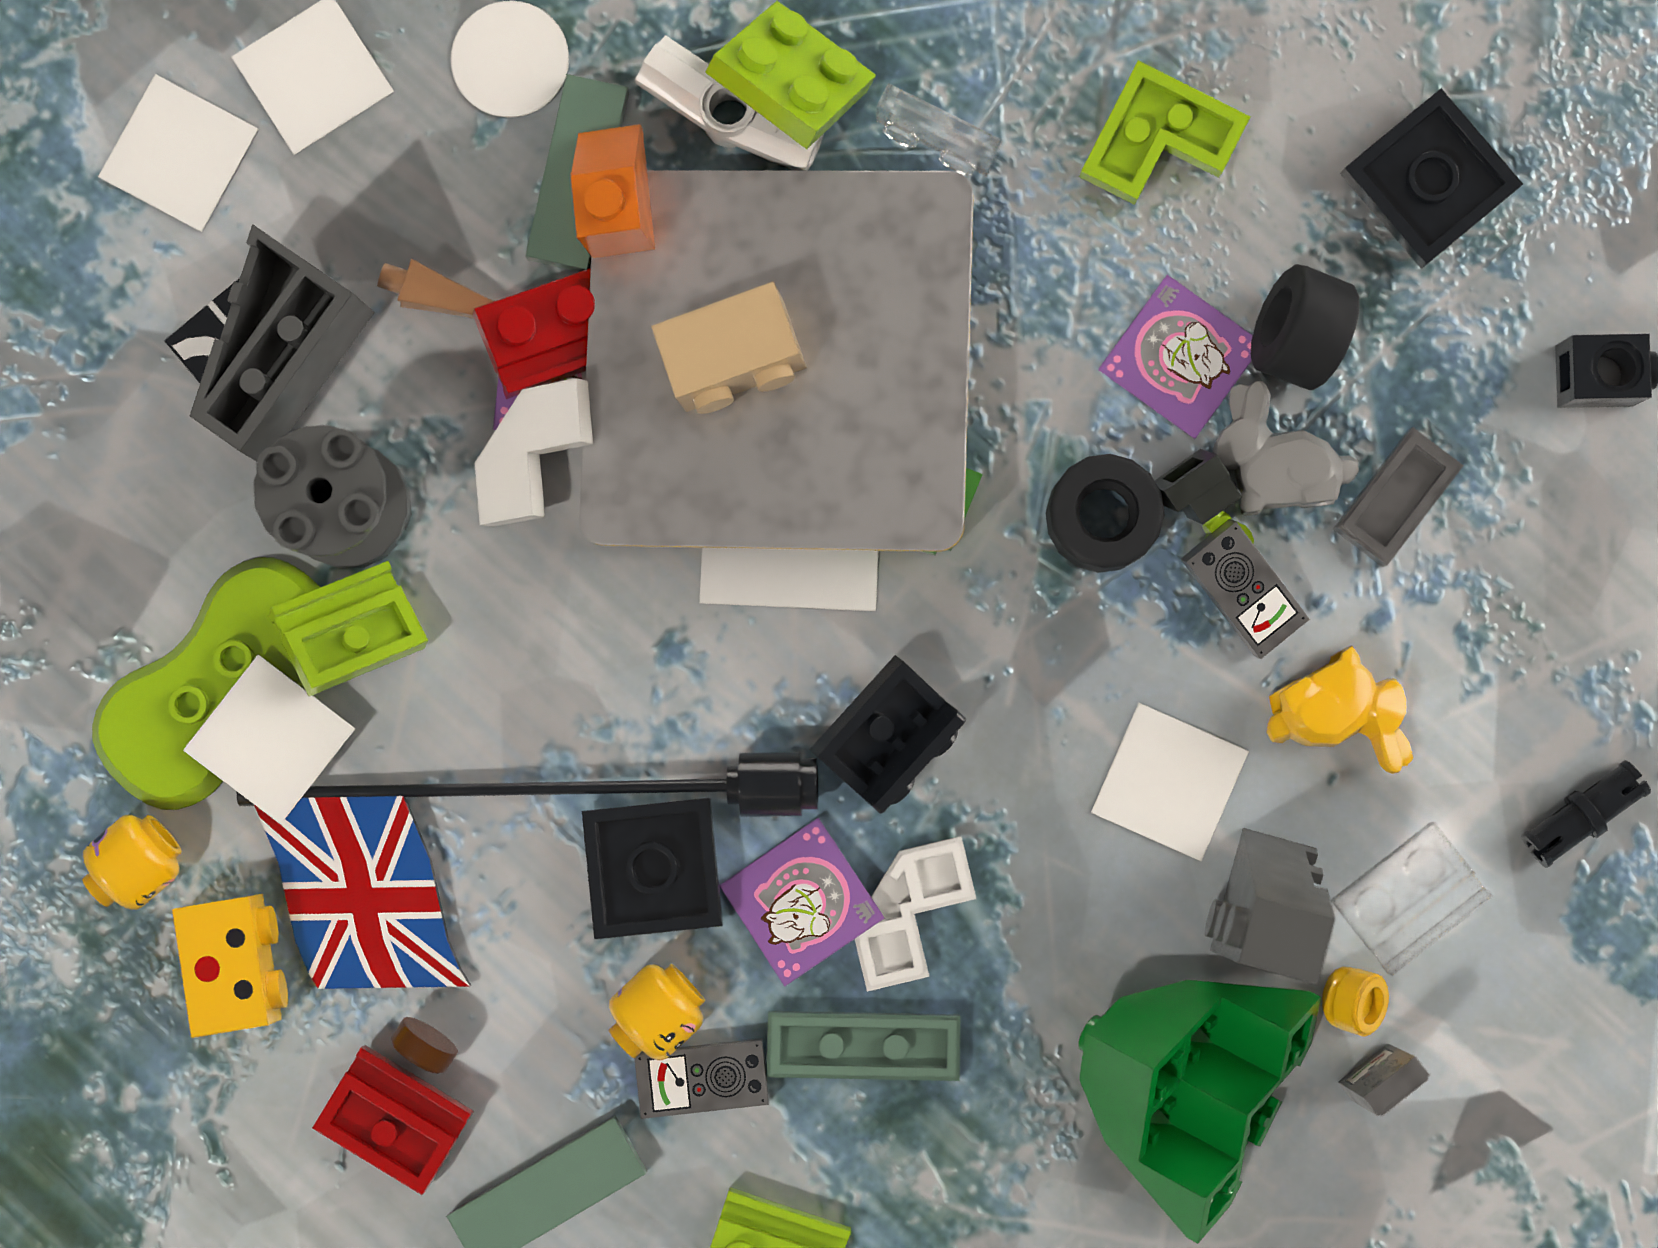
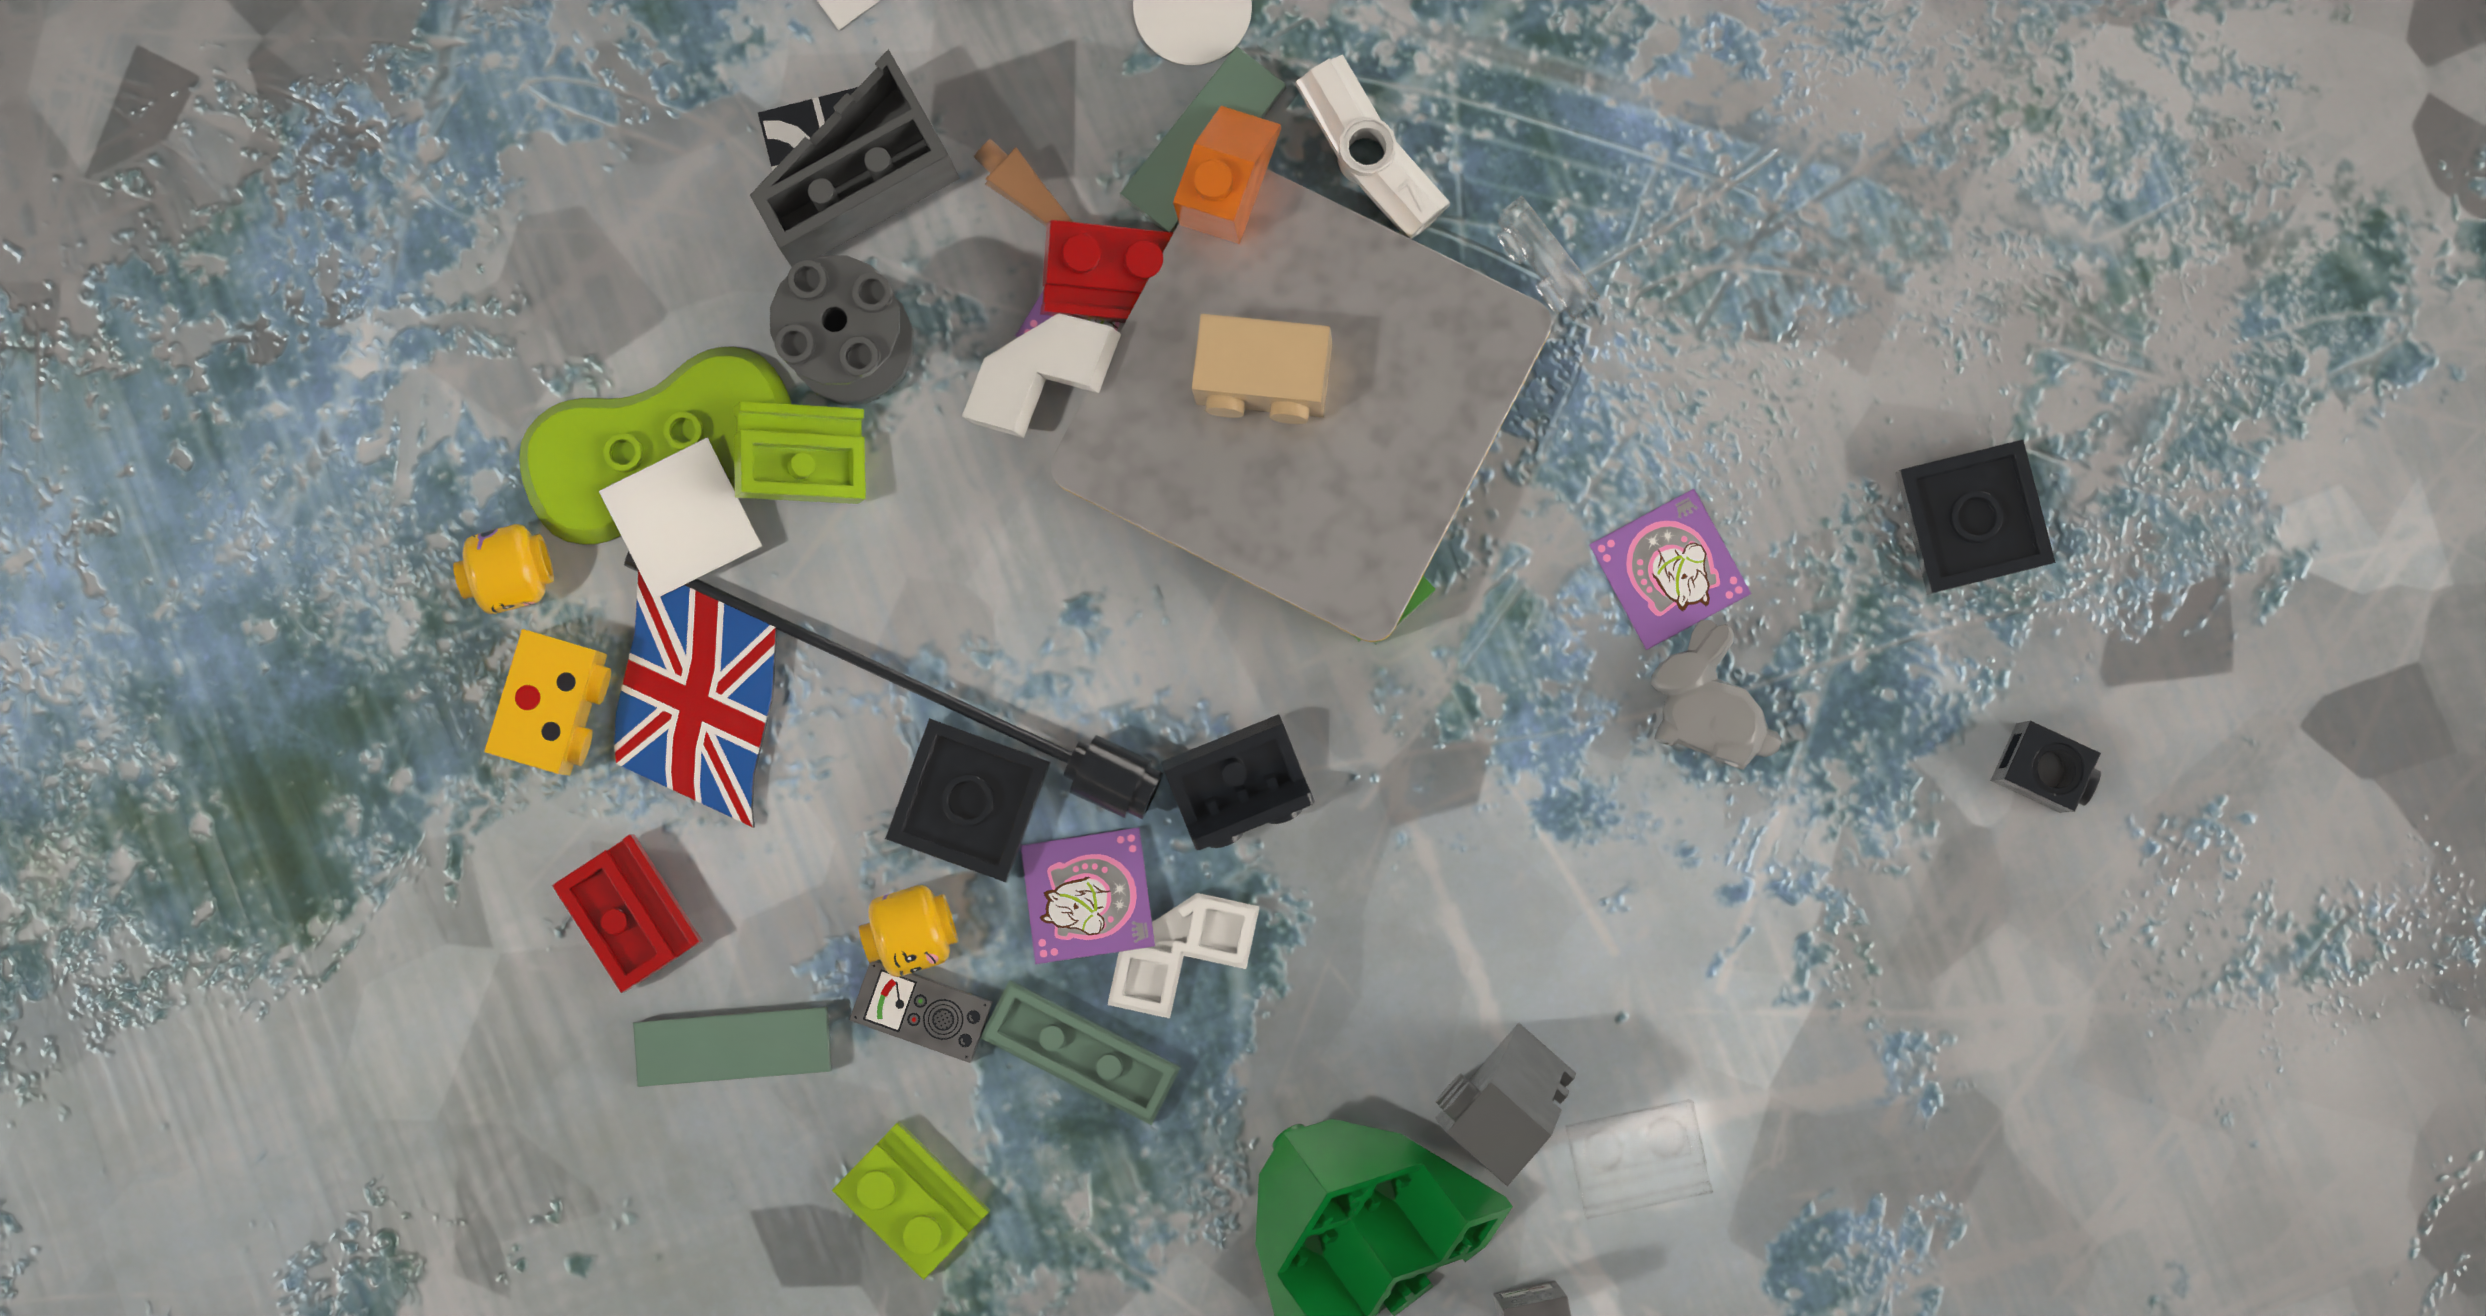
camera: 20 degrees right, 0 degrees up
(423, 1045) = (686, 860): reddish brown tile -> none
(790, 74) = (1438, 144): lime plate -> none
(790, 578) = (1218, 599): white sticker -> none
(1129, 482) = (1558, 649): black tyre -> none
(1158, 116) = (1751, 340): lime plate -> none
(1170, 781) = (1472, 949): white sticker -> none
(1201, 490) = (1629, 702): pearl dark grey piece -> none
(1245, 588) = (1624, 807): flat silver tile -> none
(1305, 327) = (1792, 596): black tyre -> none
(1340, 703) = (1659, 952): yellow animal -> none
(1355, 1000) = (1543, 1226): yellow tile -> none
(1398, 497) = (1804, 791): flat silver tile -> none
(1586, 814) = (1834, 1159): black pin -> none

